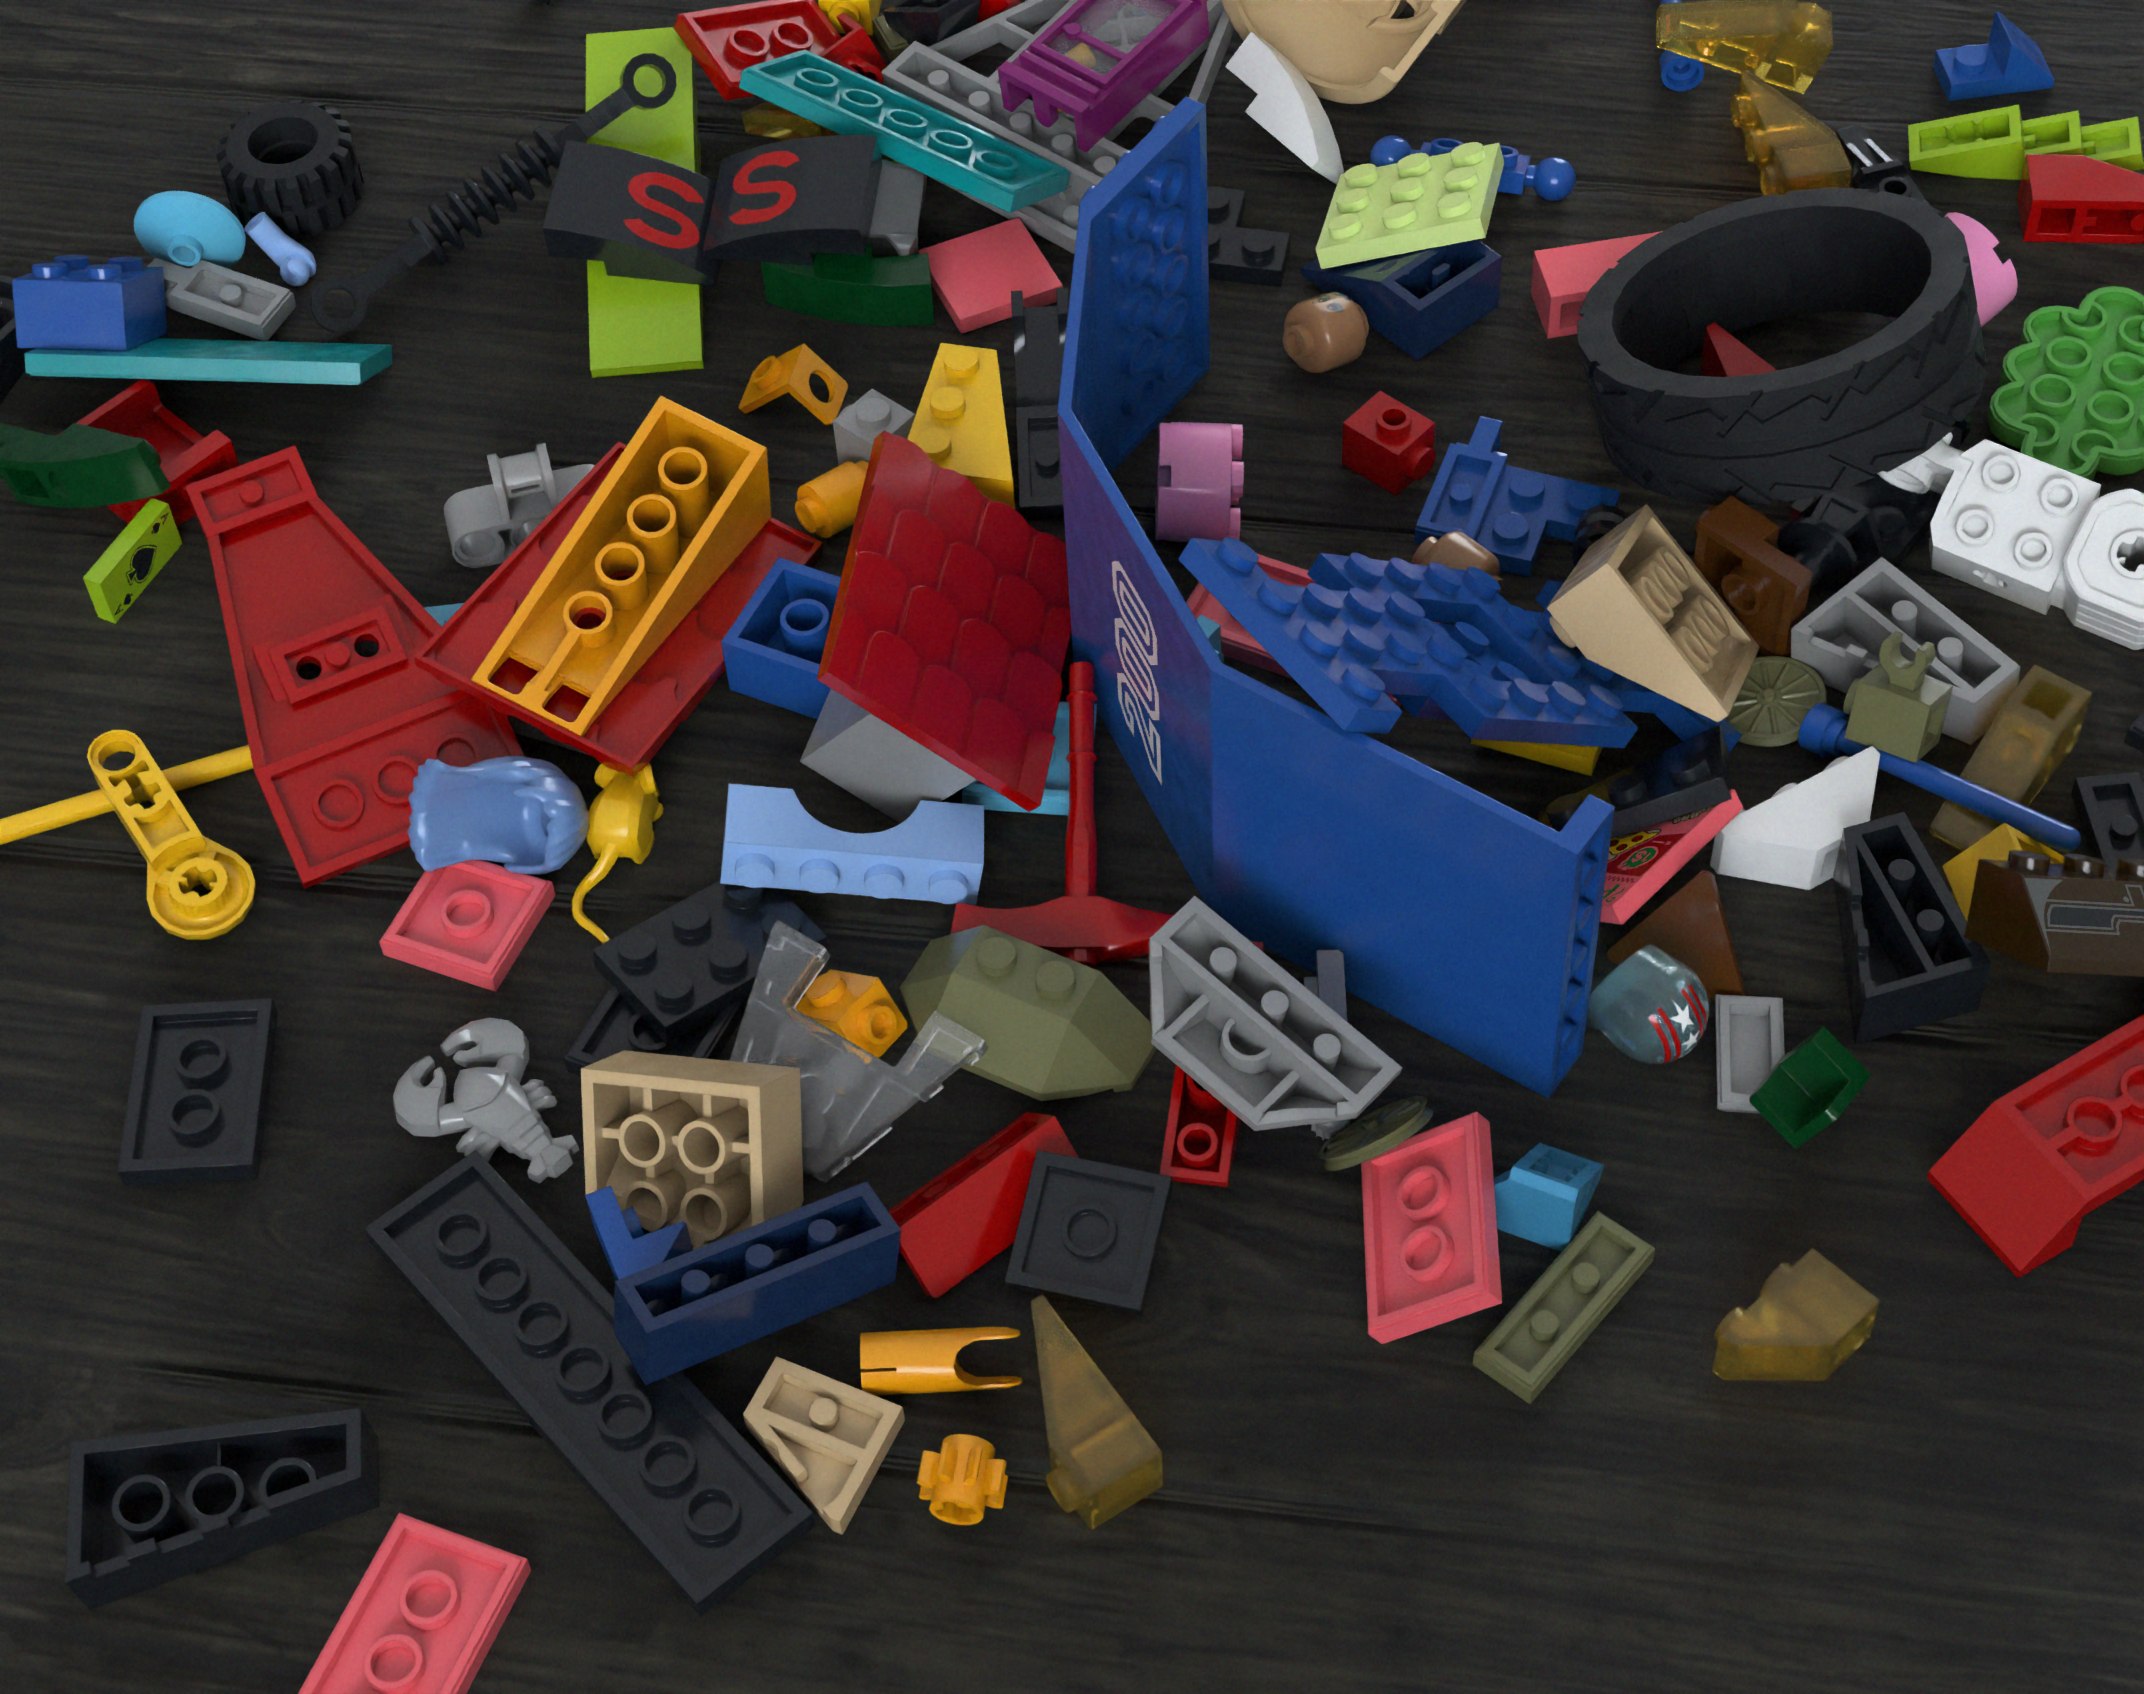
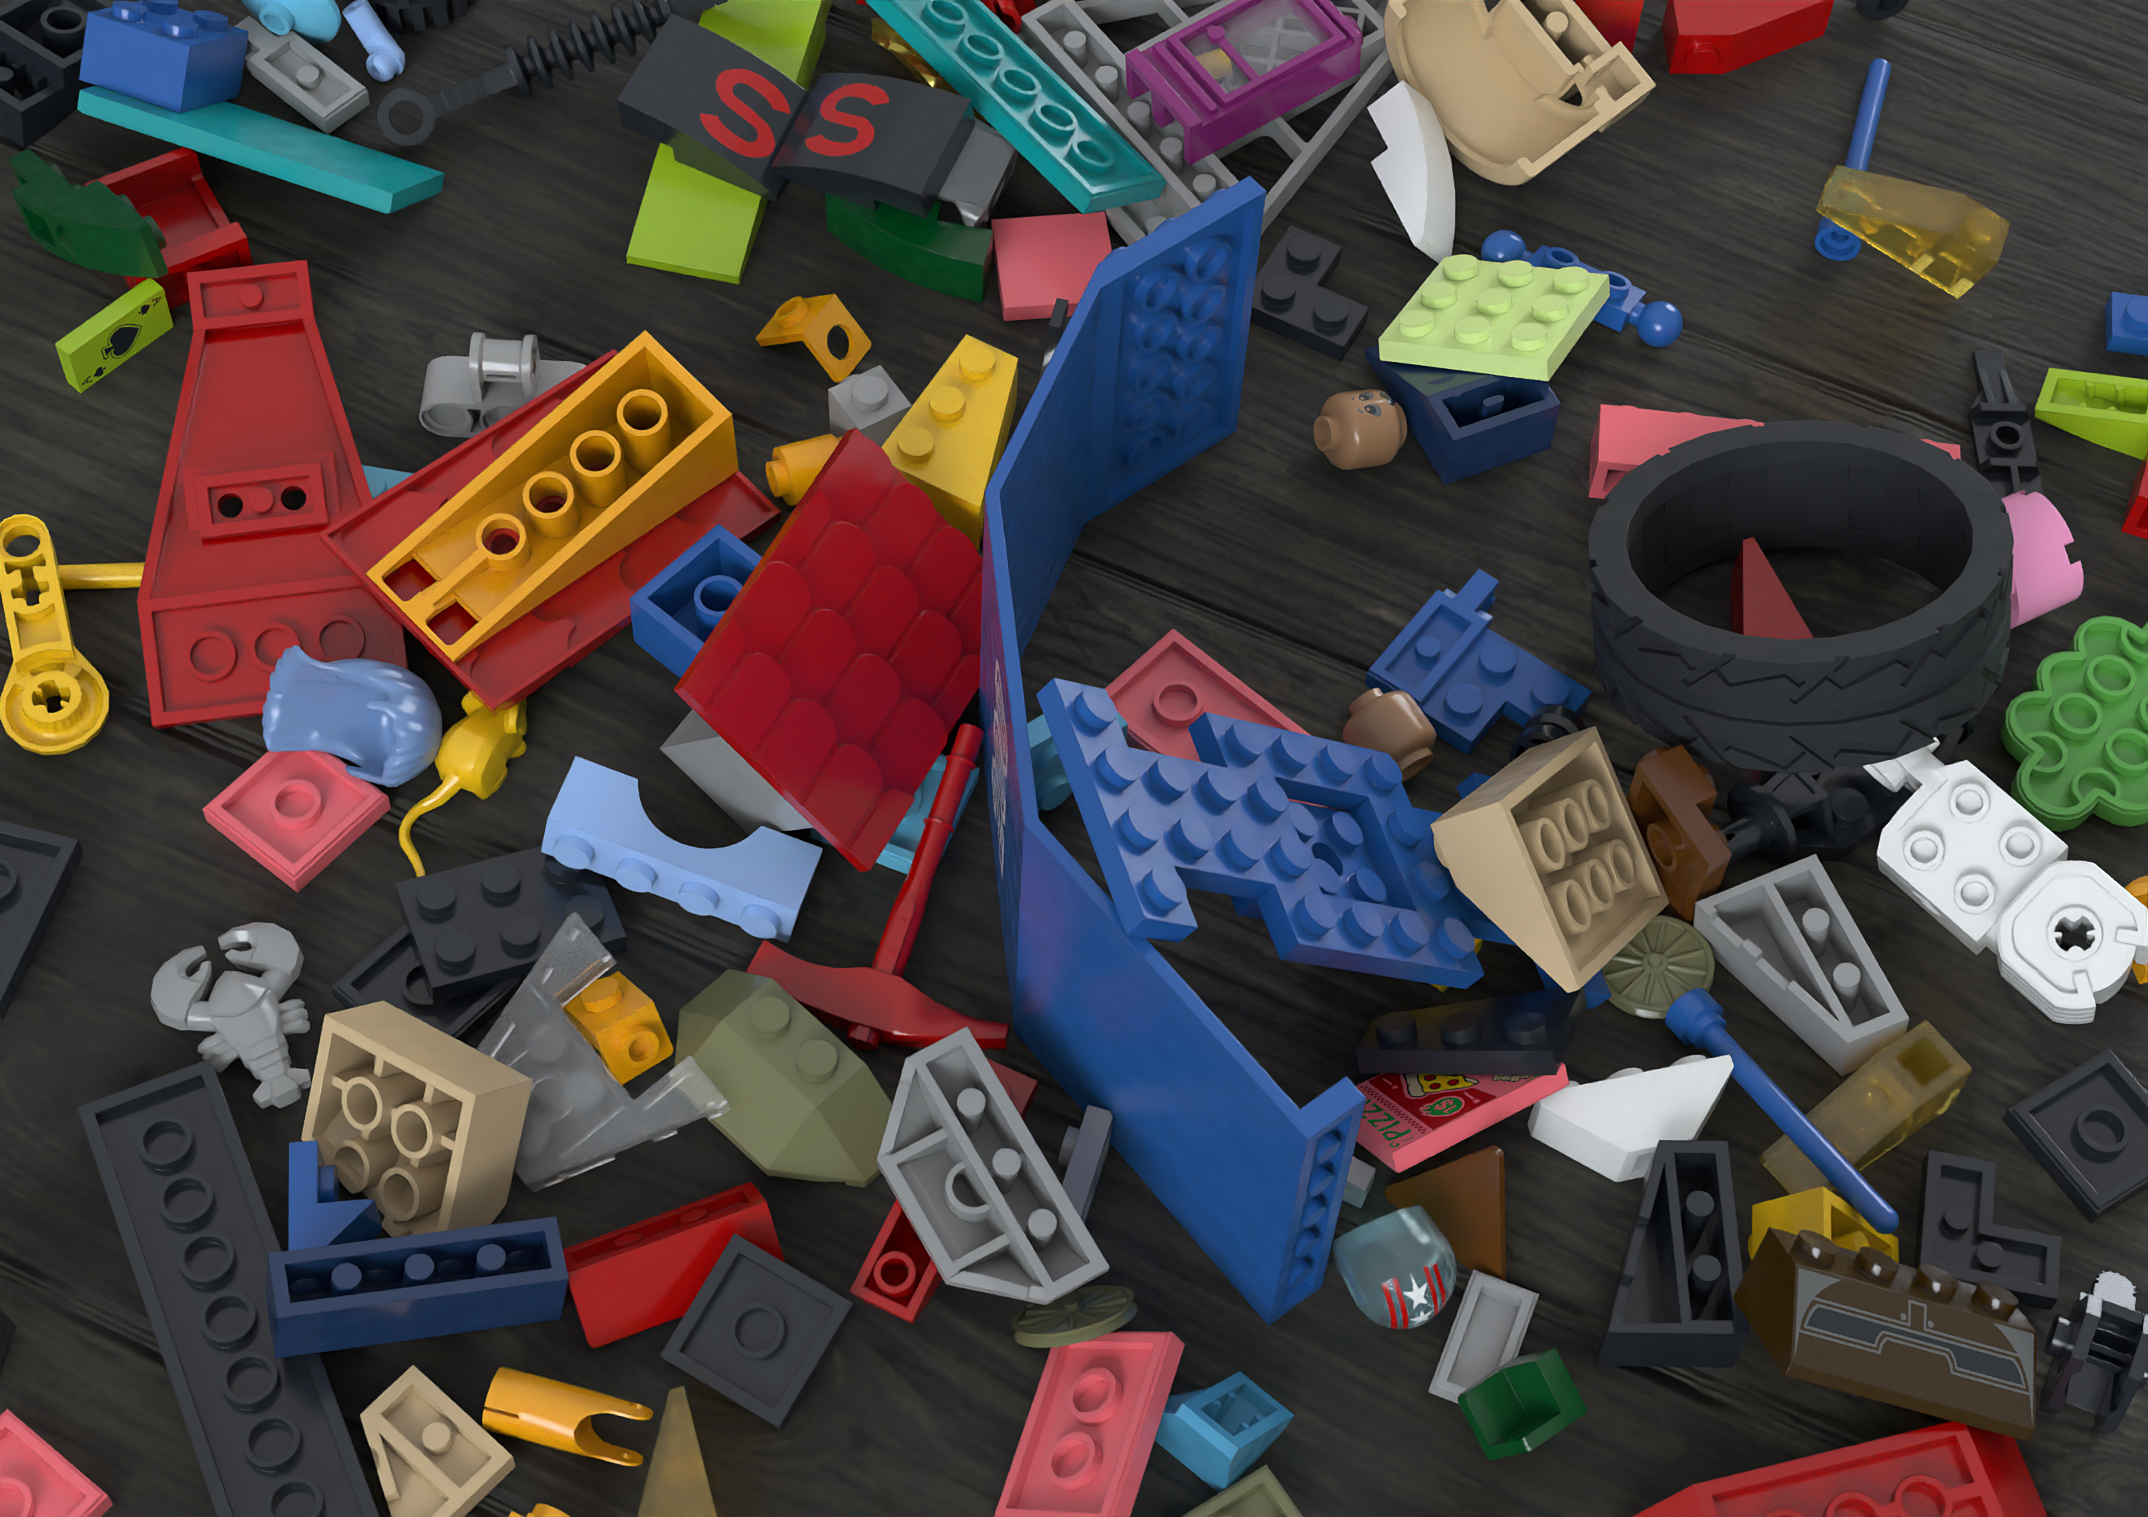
camera: 10 degrees right, 5 degrees up
(1198, 481) = (1165, 560): bright pink brick -> none
(1388, 443) = (1377, 570): red brick -> none
(1786, 141) = (1918, 365): clear yellow slope -> none
(1896, 704) = (1770, 1020): olive brick -> none

